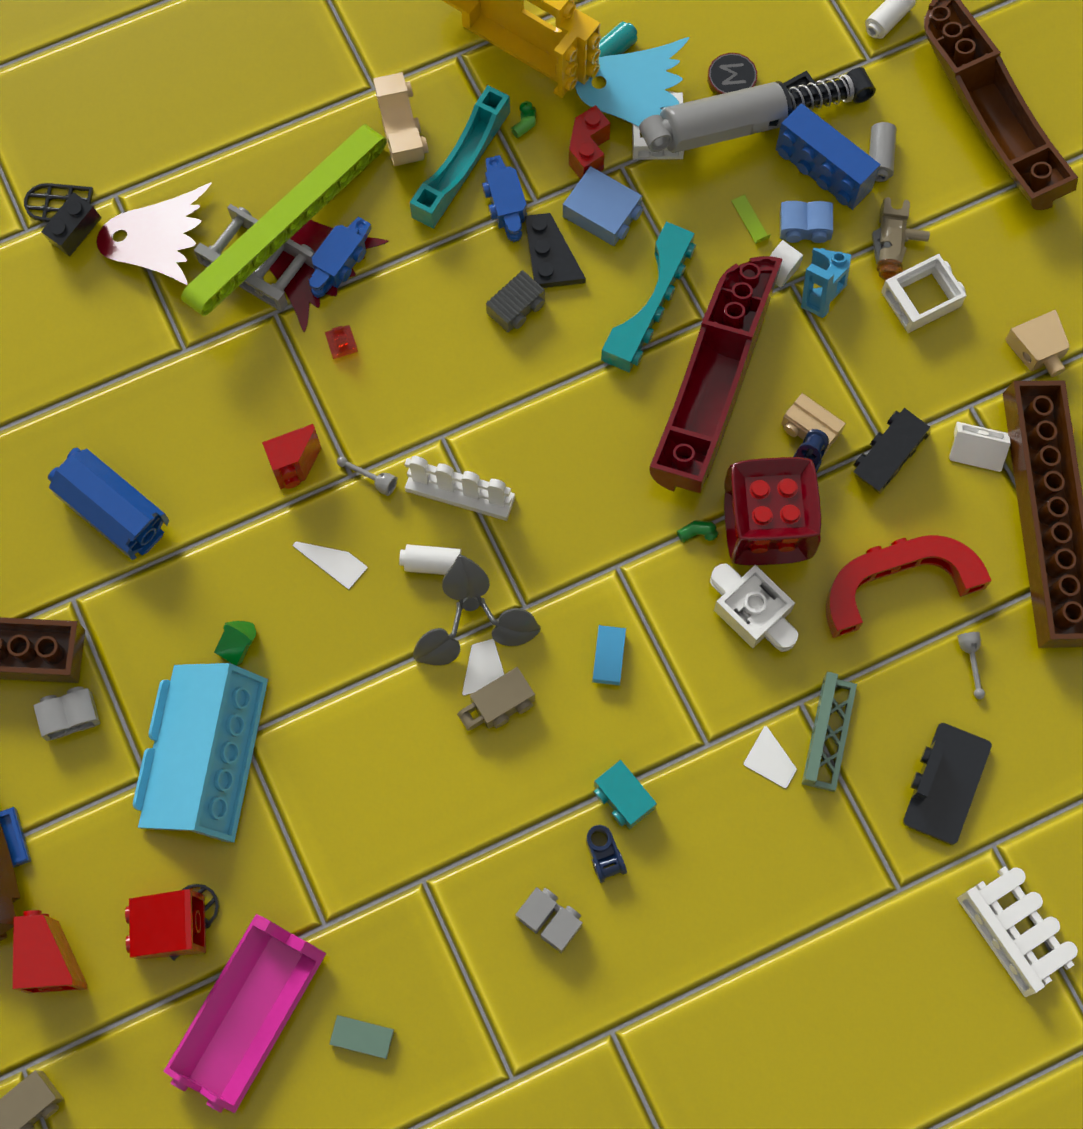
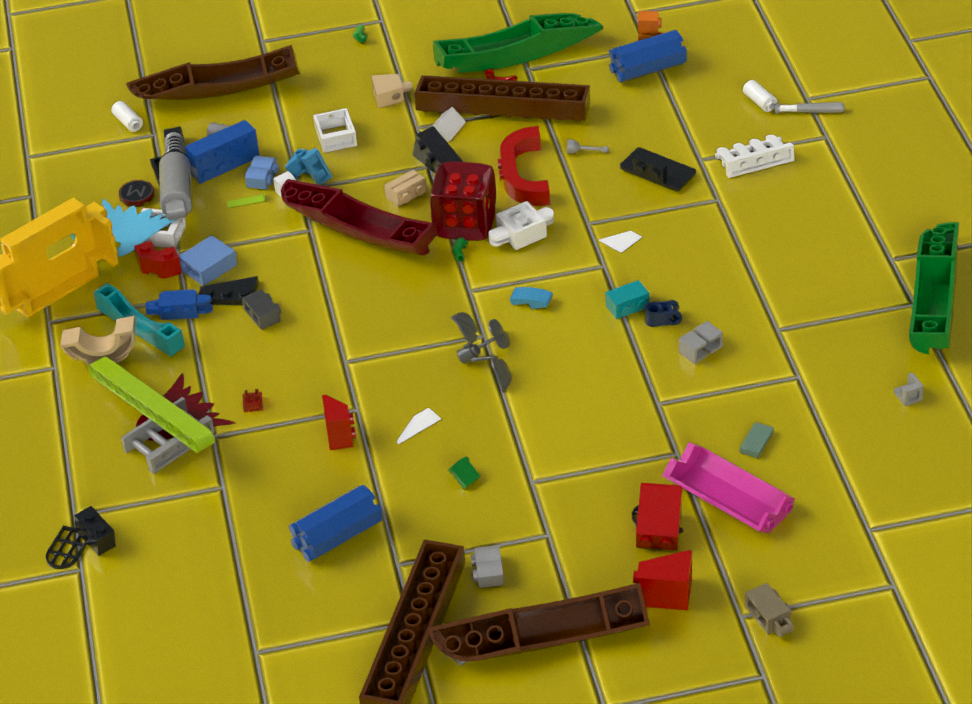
camera: 75 degrees left, 30 degrees down
(153, 235) = (124, 487): piece -> none
(201, 750) = (535, 498): medium azure piece -> none
(338, 255) = (185, 386): blue hinge -> none
(384, 482) = (370, 388): light grey hinge -> none
(428, 559) = (437, 369): white brick -> none
(459, 489) = (389, 346): white fence -> none
(483, 666) = (521, 359): white sticker -> none
(498, 701) = (546, 347): dark tan brick -> none
(528, 119) = (124, 290): bright green arm -> none
(627, 339) = (260, 234): teal arch -> none
(813, 447) = (425, 188): dark blue piece -> none
(820, 728) = (611, 212): sand green fence -> none
(891, 238) = (290, 137): dark tan piece -> none

